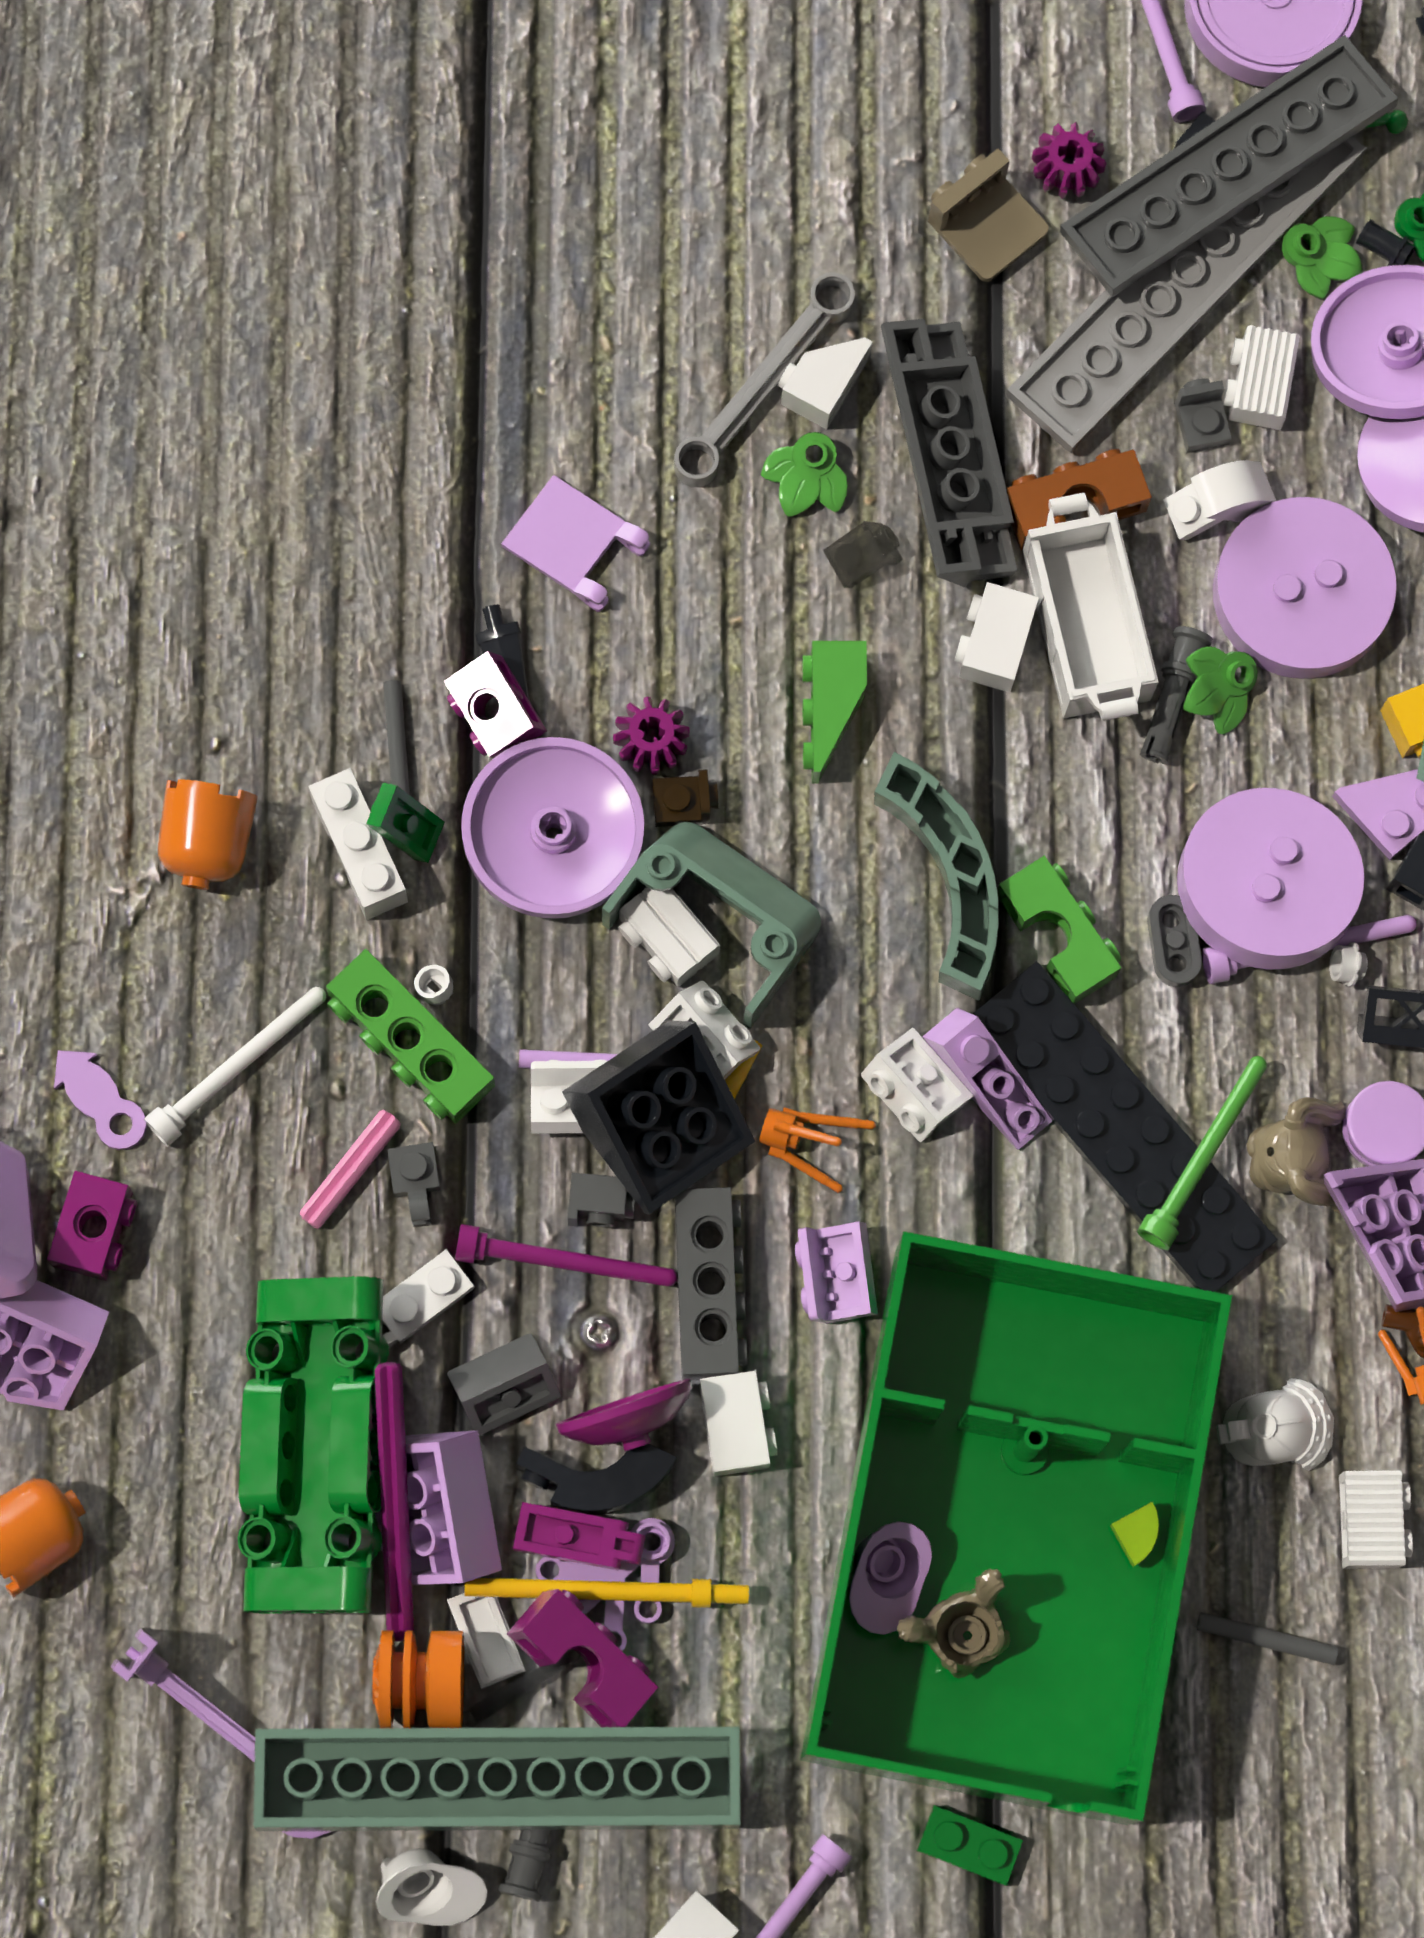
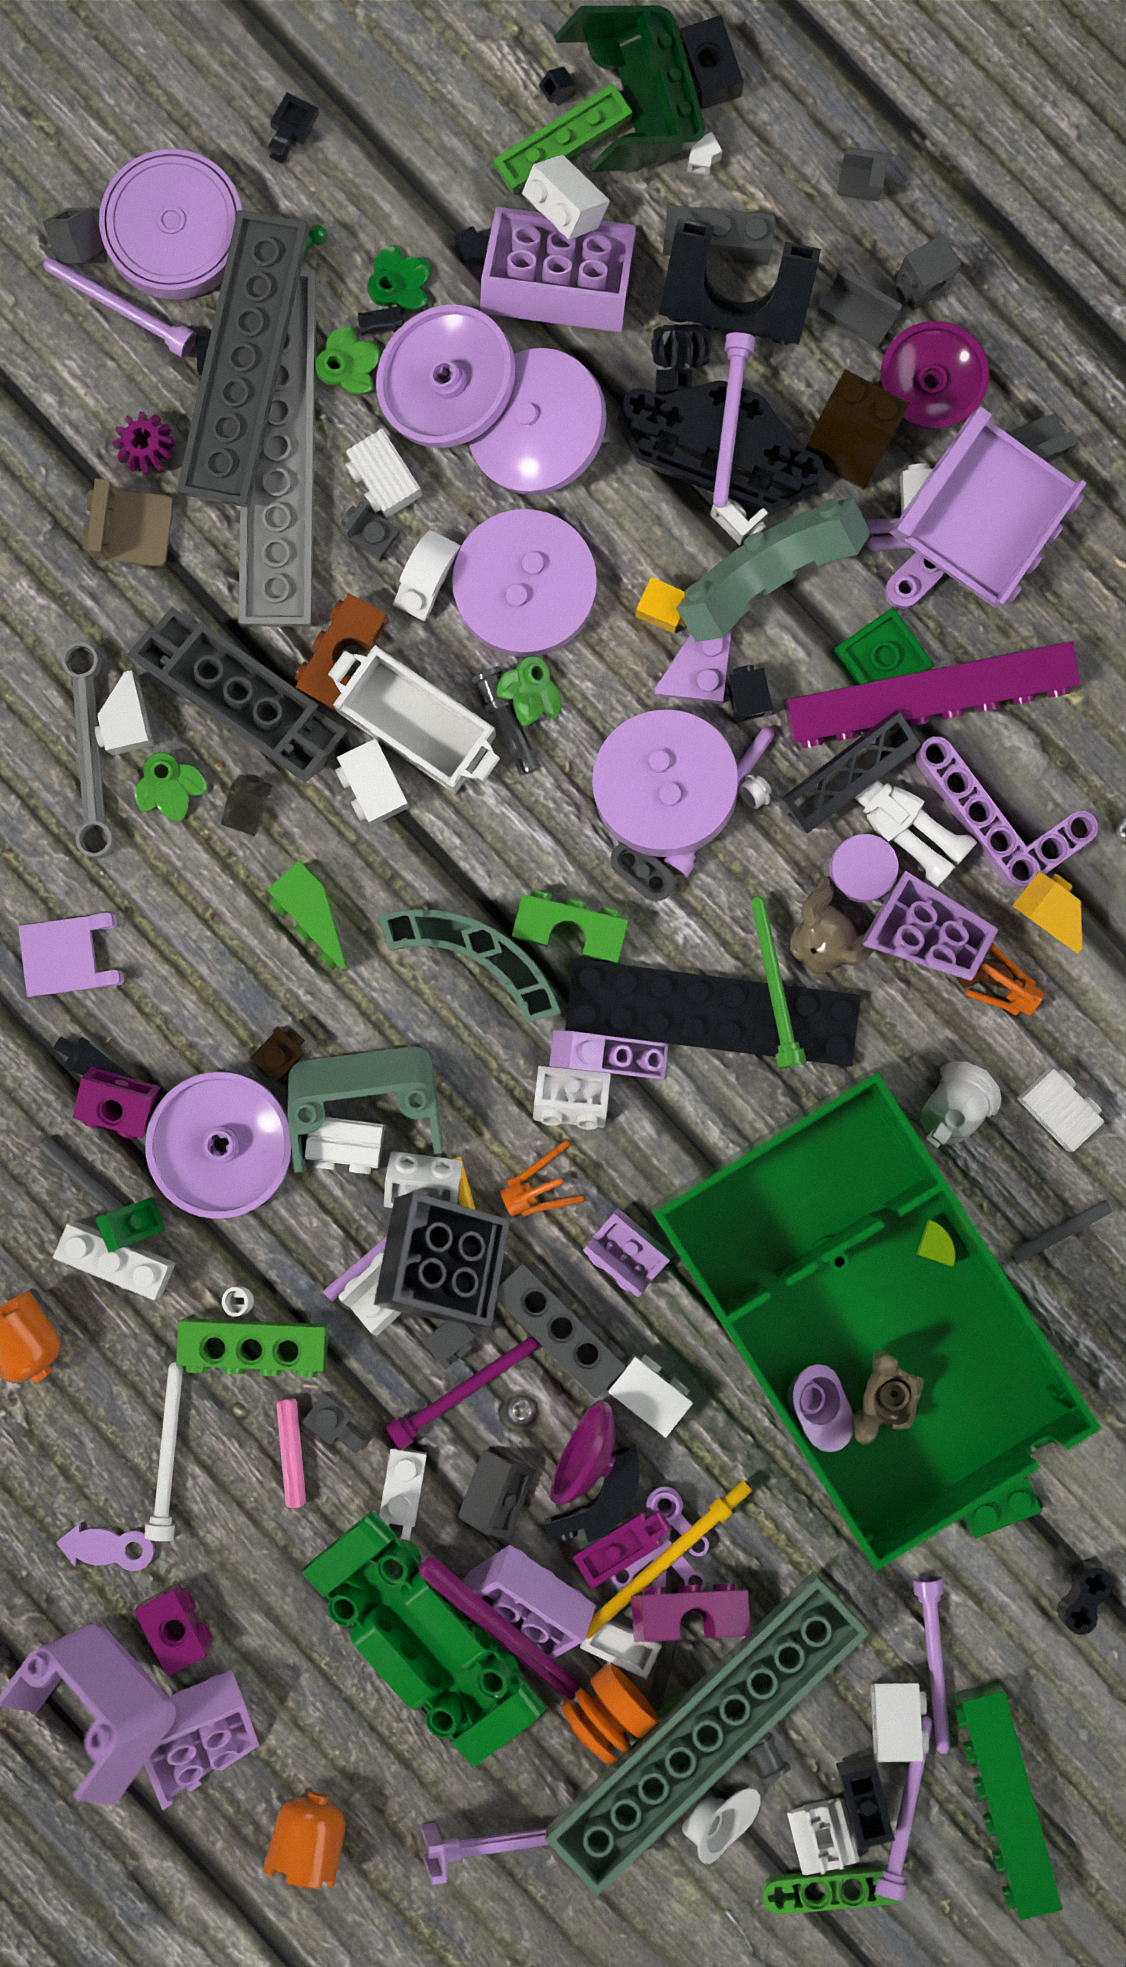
camera: 35 degrees left, 10 degrees up
(648, 718) = (229, 1021): magenta gear -> none

